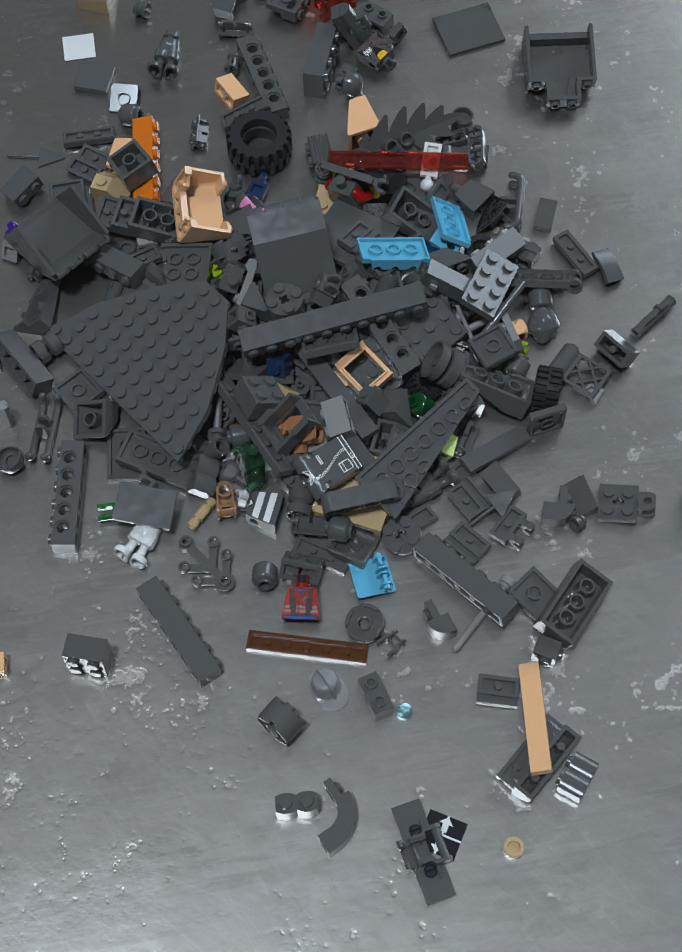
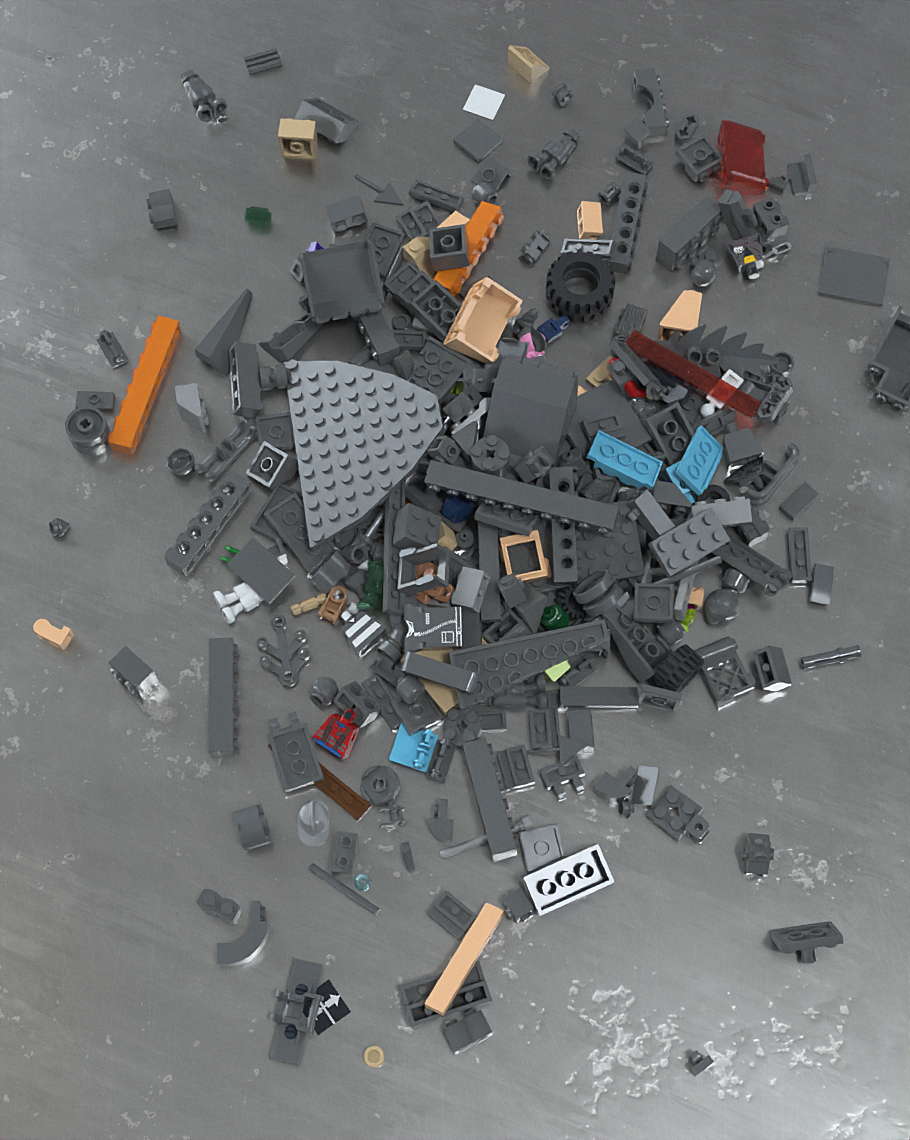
camera: 30 degrees right, 5 degrees up
(274, 640) = (294, 754): none -> dark grey tile
(392, 726) = (344, 889): none -> dark grey bar
(401, 573) = (440, 760): none -> dark grey hinge
(430, 666) = (407, 855): none -> dark grey tile

